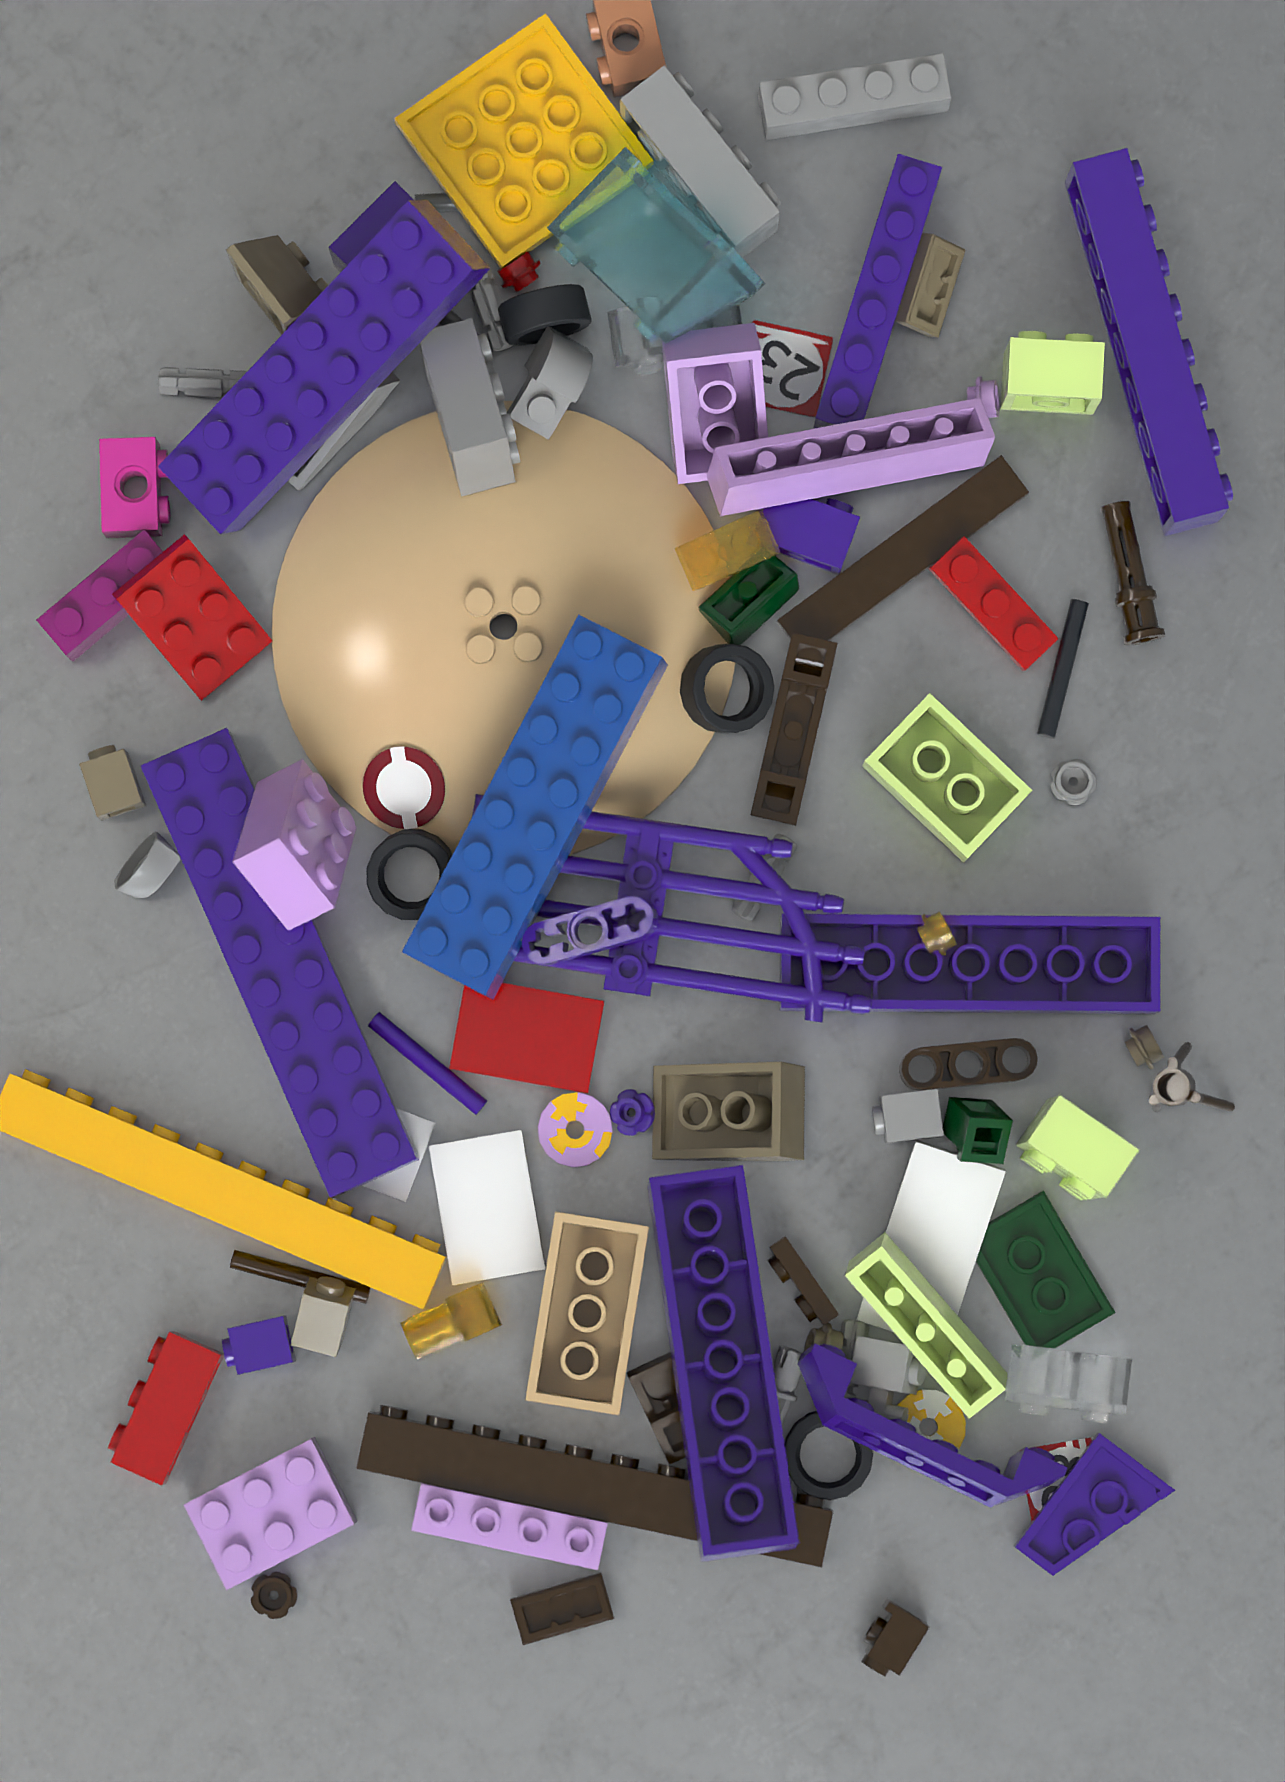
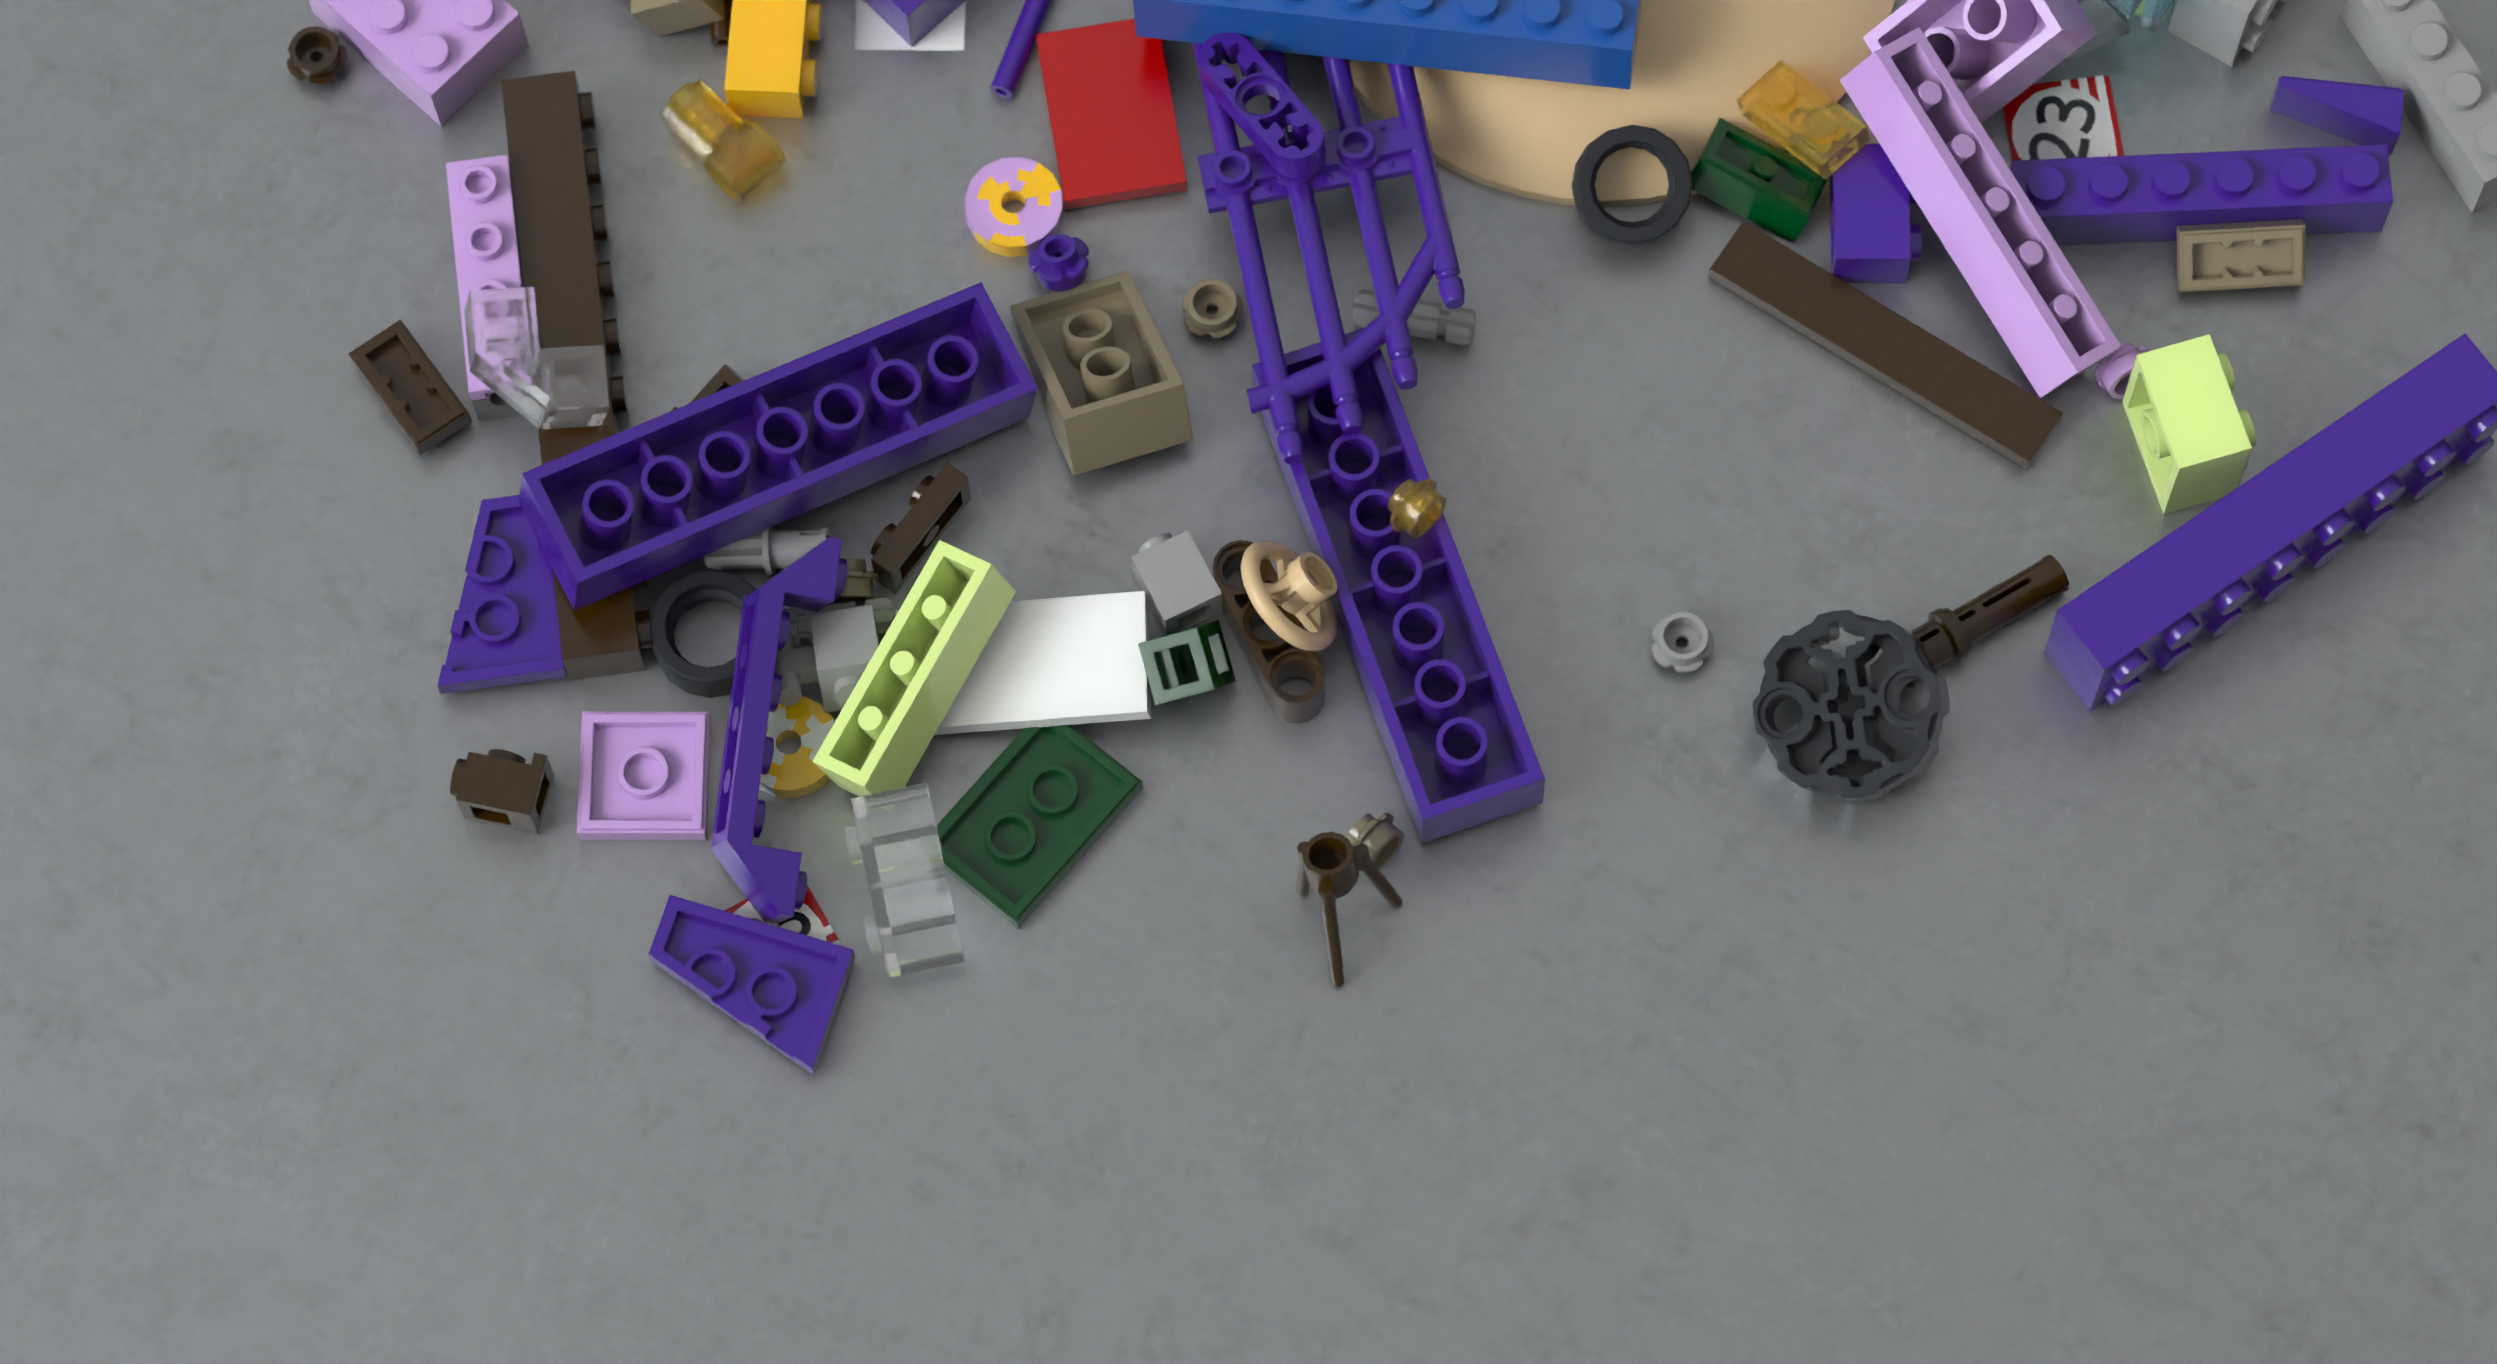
camera: 75 degrees right, 15 degrees down
(487, 1207) = (880, 138): white tile -> none
(587, 1313) = (783, 280): tan brick -> none
(628, 1510) = (544, 385): none -> clear brick
(706, 1004) = (1212, 293): none -> dark tan plate
(754, 1590) = (507, 607): none -> dark purple wing
(793, 729) = (1614, 288): dark brown slope -> none
(854, 159) = (2343, 109): none -> dark purple slope
(913, 1535) = (644, 776): none -> lavender tile
(946, 777) = (1622, 476): yellowish green brick -> none
(962, 1032) = (1301, 589): none -> tan piece
(993, 603) = (1869, 467): red plate -> none
(1062, 668) = (1822, 583): black bar -> none
(1076, 1149) = (1205, 771): yellowish green brick -> none
(1139, 714) = (1803, 750): none -> black connector

